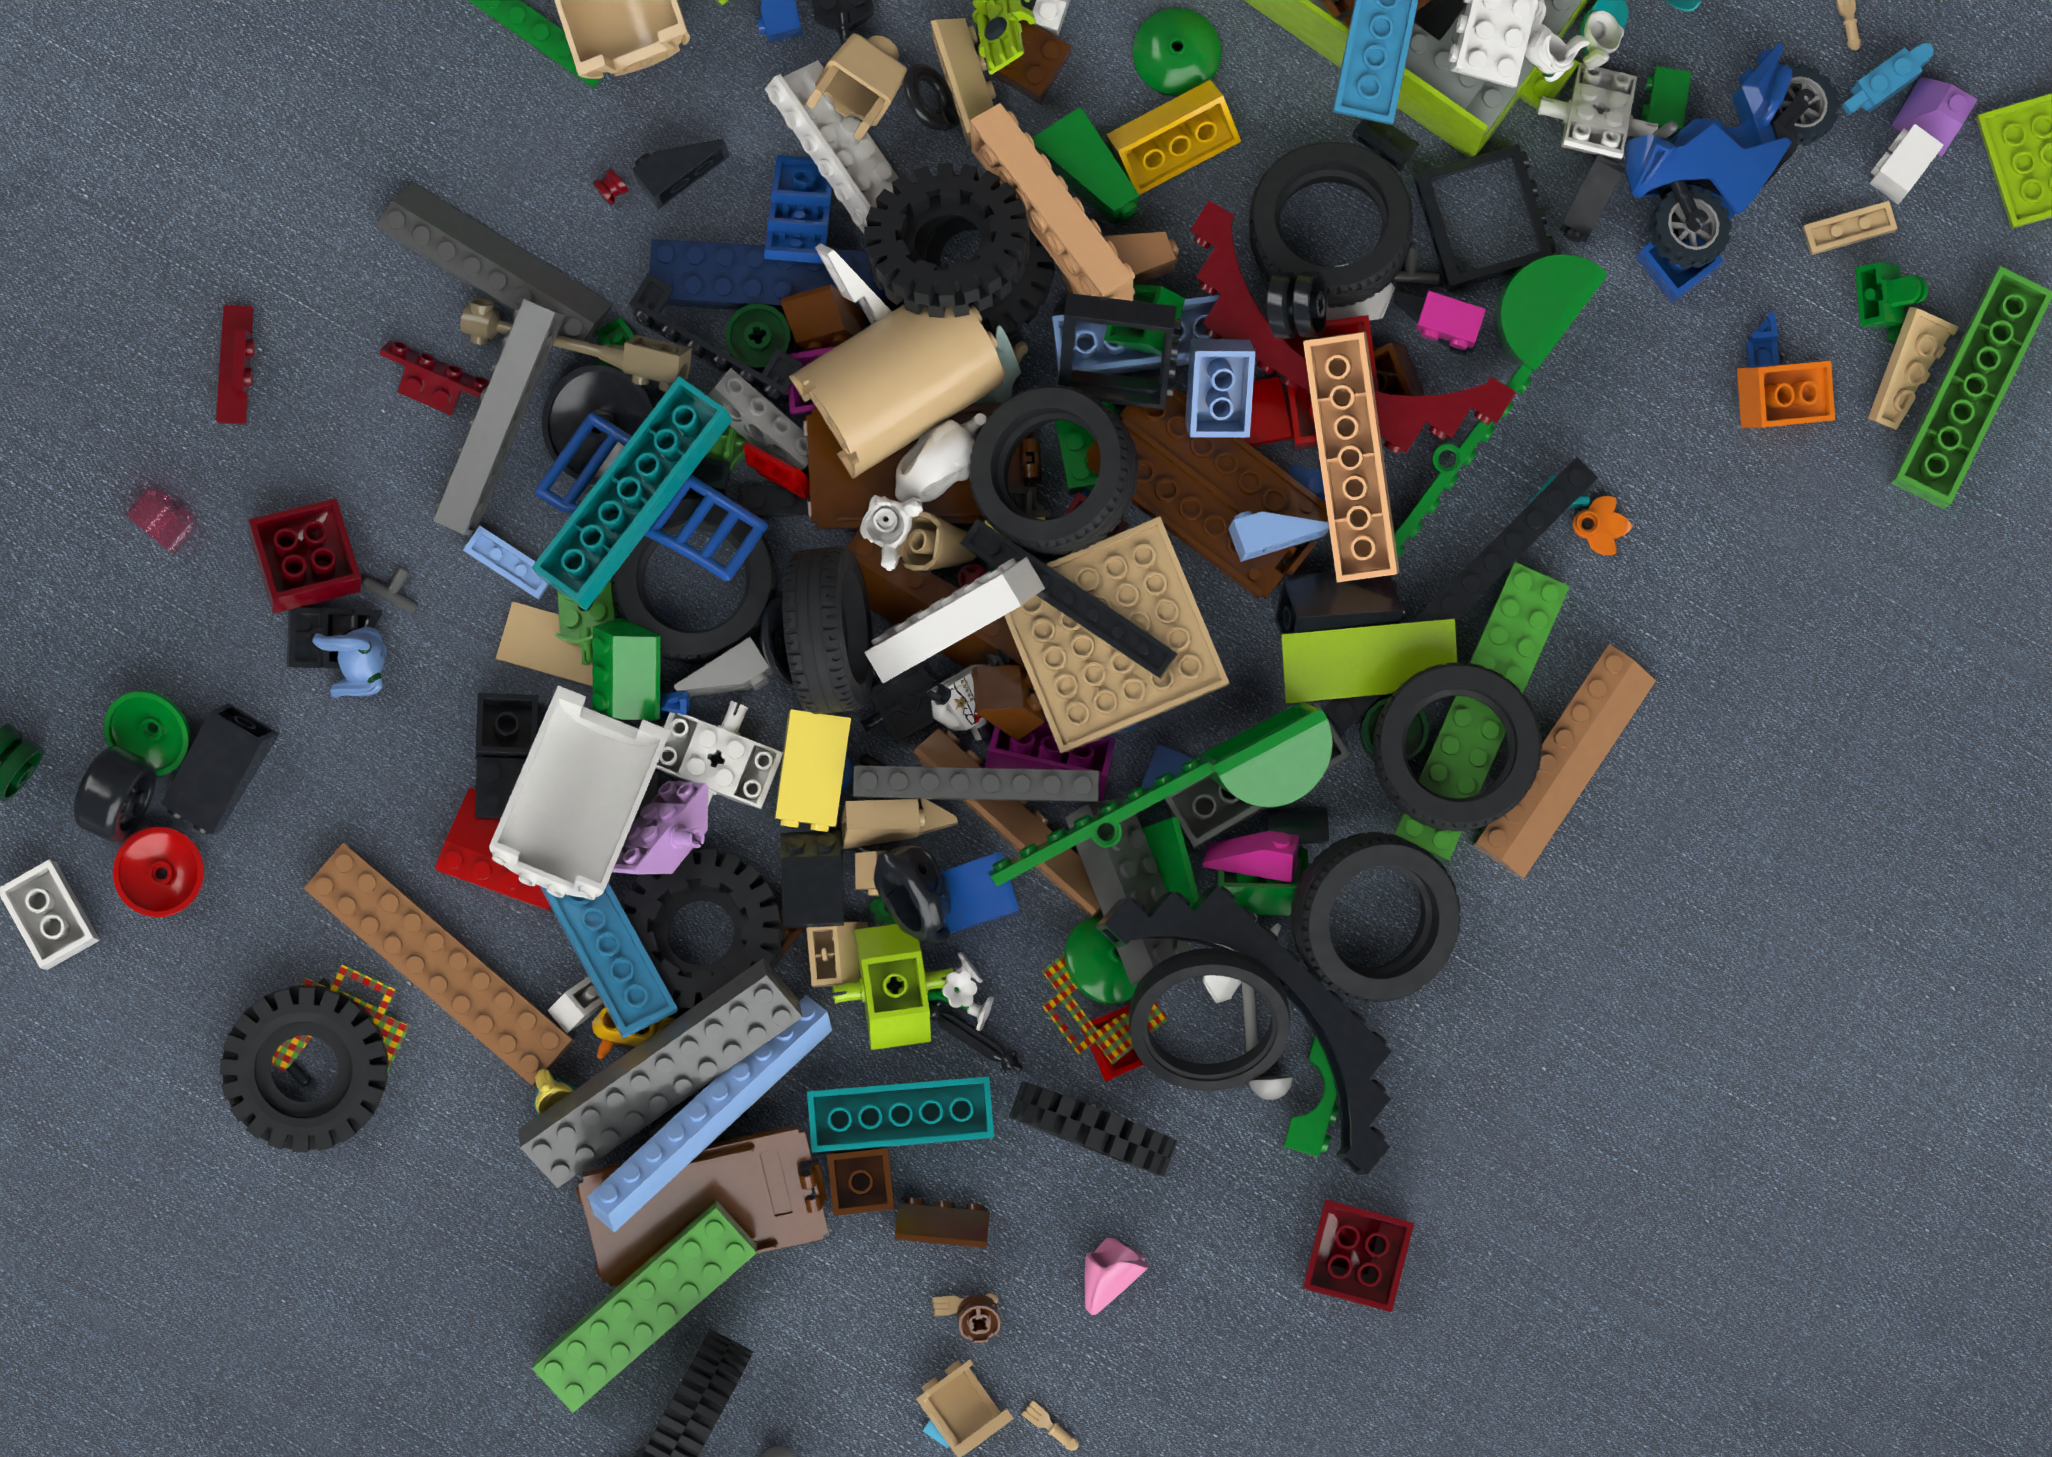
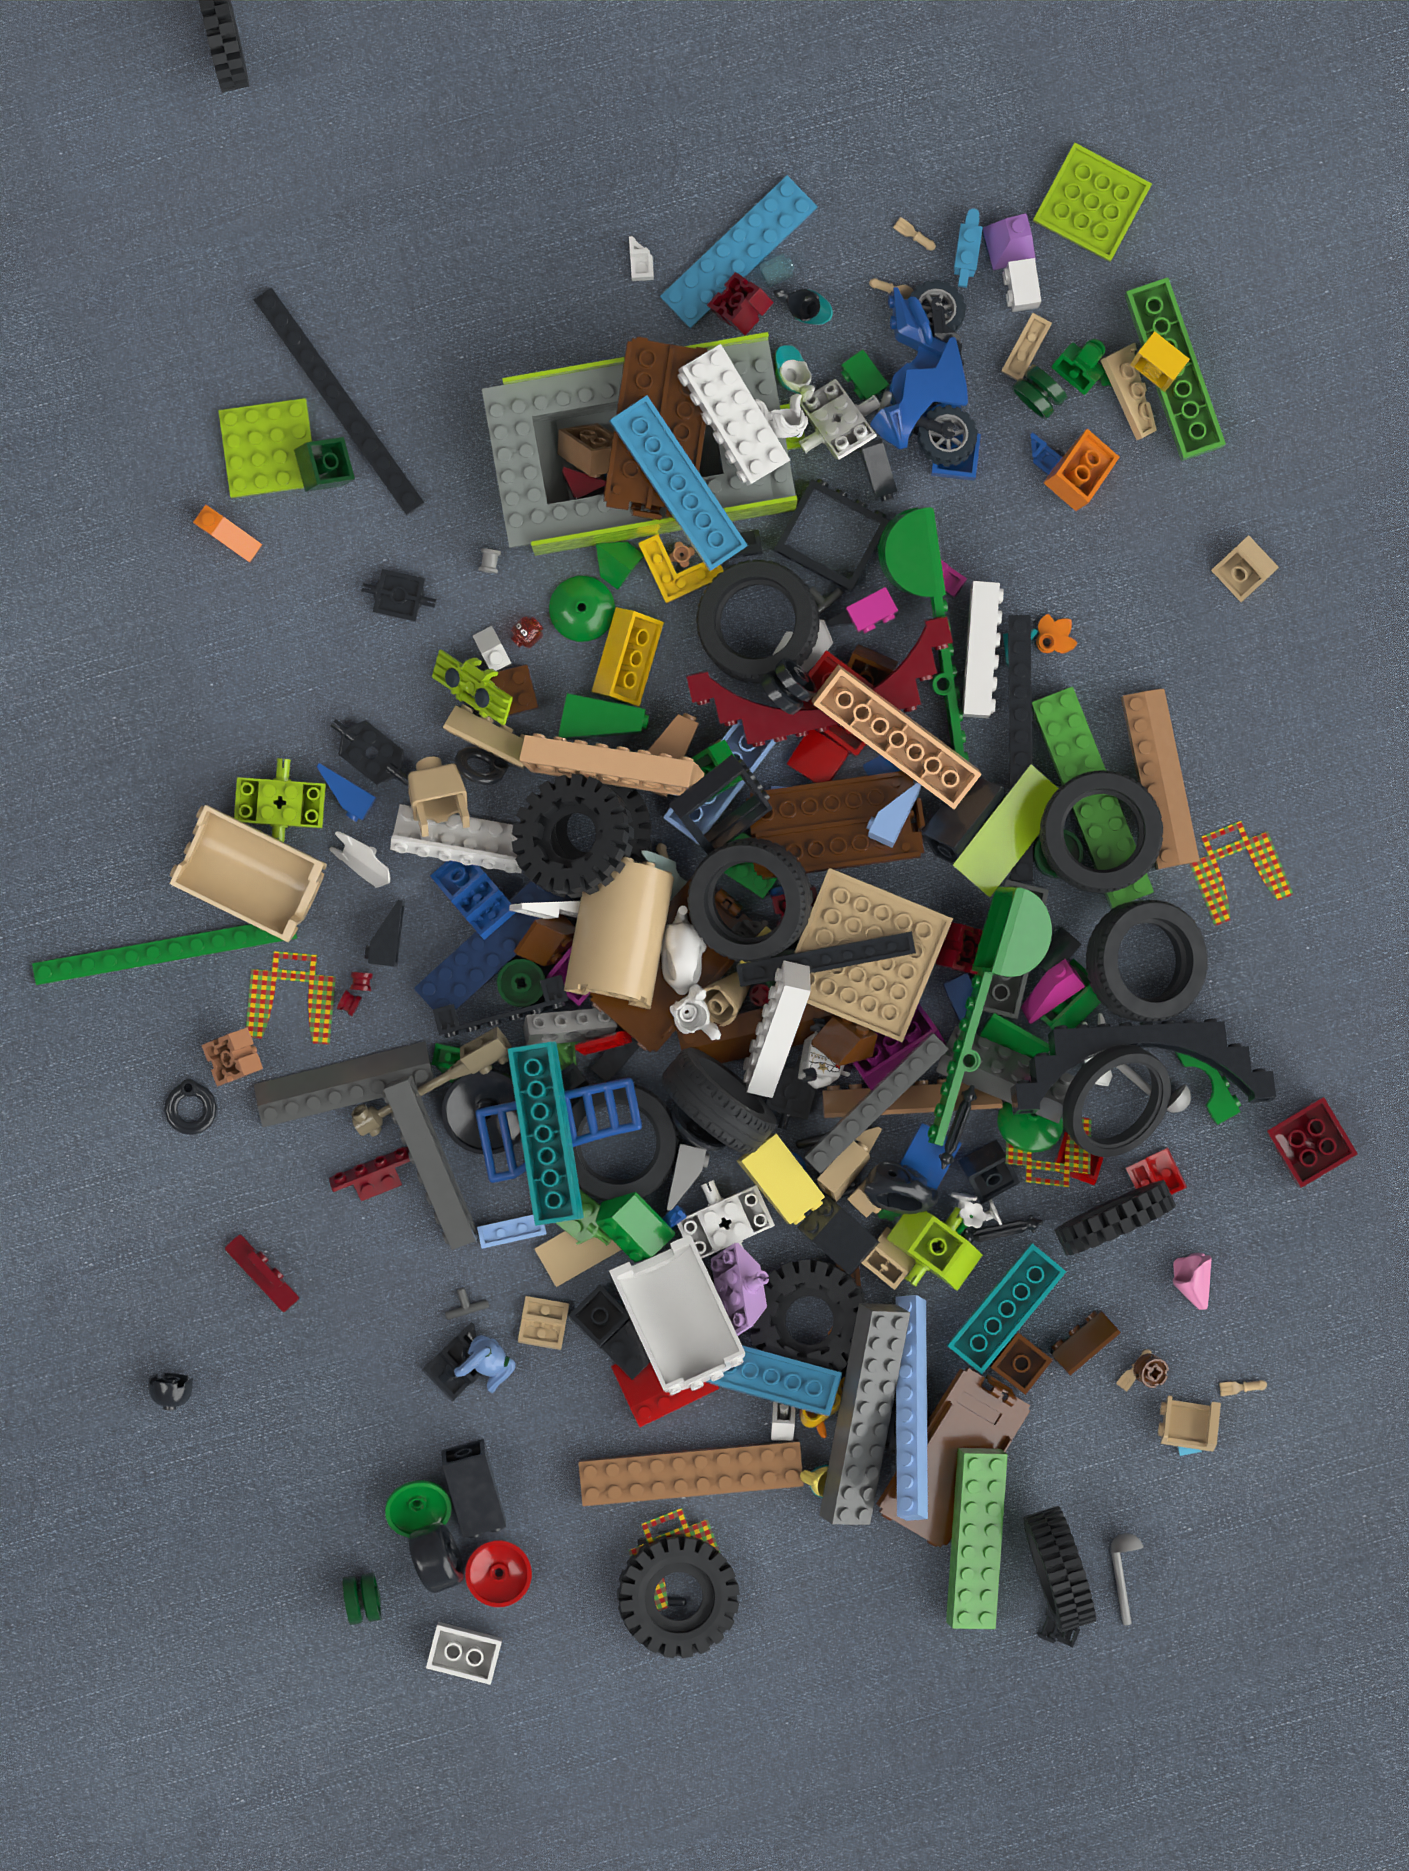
camera: 50 degrees left, 5 degrees up
(34, 384) = (170, 1390): none -> black cylinder
(161, 520) = (309, 1392): clear pink brick -> none
(304, 555) = (403, 1335): dark red slope -> none
(321, 121) = (178, 1094): none -> black piece
(417, 132) = (232, 1056): none -> nougat brick
(448, 680) = (543, 1323): none -> tan slope
(510, 105) = (319, 997): none -> piece
(578, 195) = (349, 1003): none -> dark red wheel
(728, 75) = (362, 860): none -> white shield
(1016, 968) = (988, 1171): none -> black slope
(1031, 888) = (957, 1127): none -> black wheel
(1102, 19) = (527, 632): none -> clear red head
(1185, 1127) = (1156, 1168): none -> red slope
(1207, 722) = (959, 948): none -> dark red brick
(1220, 388) = (791, 769): medium blue brick -> none
(1255, 40) = (617, 561): none -> green slope
(1284, 108) = (668, 581): none -> yellow plate
(1315, 90) = (675, 556): none -> nougat plate
(1518, 462) = (980, 649): none -> white brick
(1554, 371) = (952, 580): none -> dark pink slope
(1589, 936) = (1210, 878): none -> piece
(1772, 39) = (888, 287): none -> tan piece
(1820, 278) = (1039, 392): none -> dark green wheel
(1849, 644) = (1244, 568): none -> tan slope
(1967, 354) = (1159, 361): none -> yellow brick

